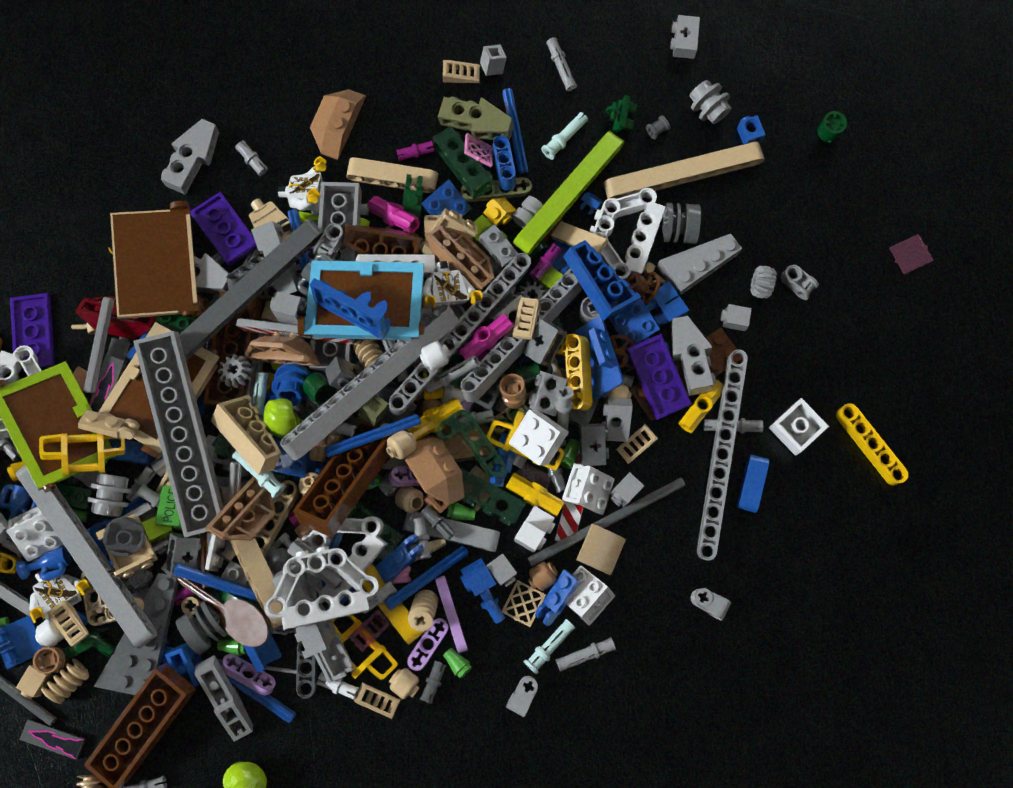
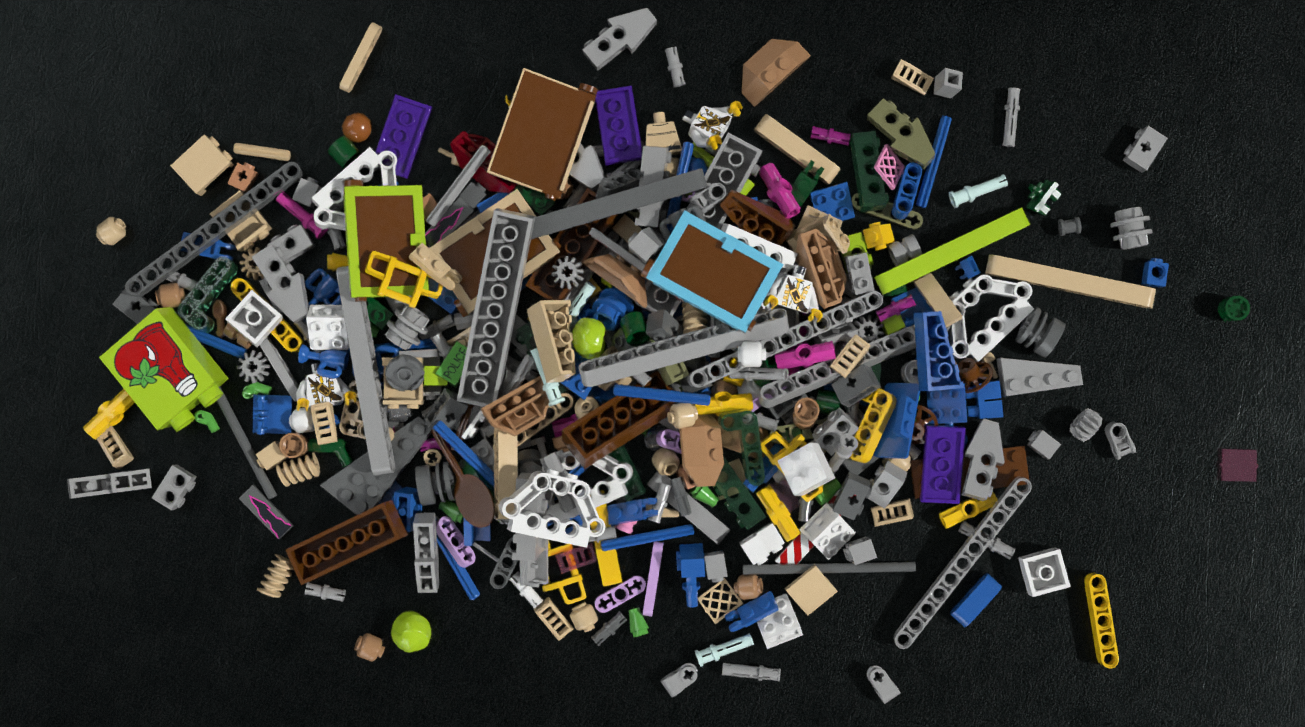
camera: 30 degrees right, 10 degrees up
(352, 310) = (703, 287): blue hinge -> none
(423, 610) = (630, 565): tan piece -> none

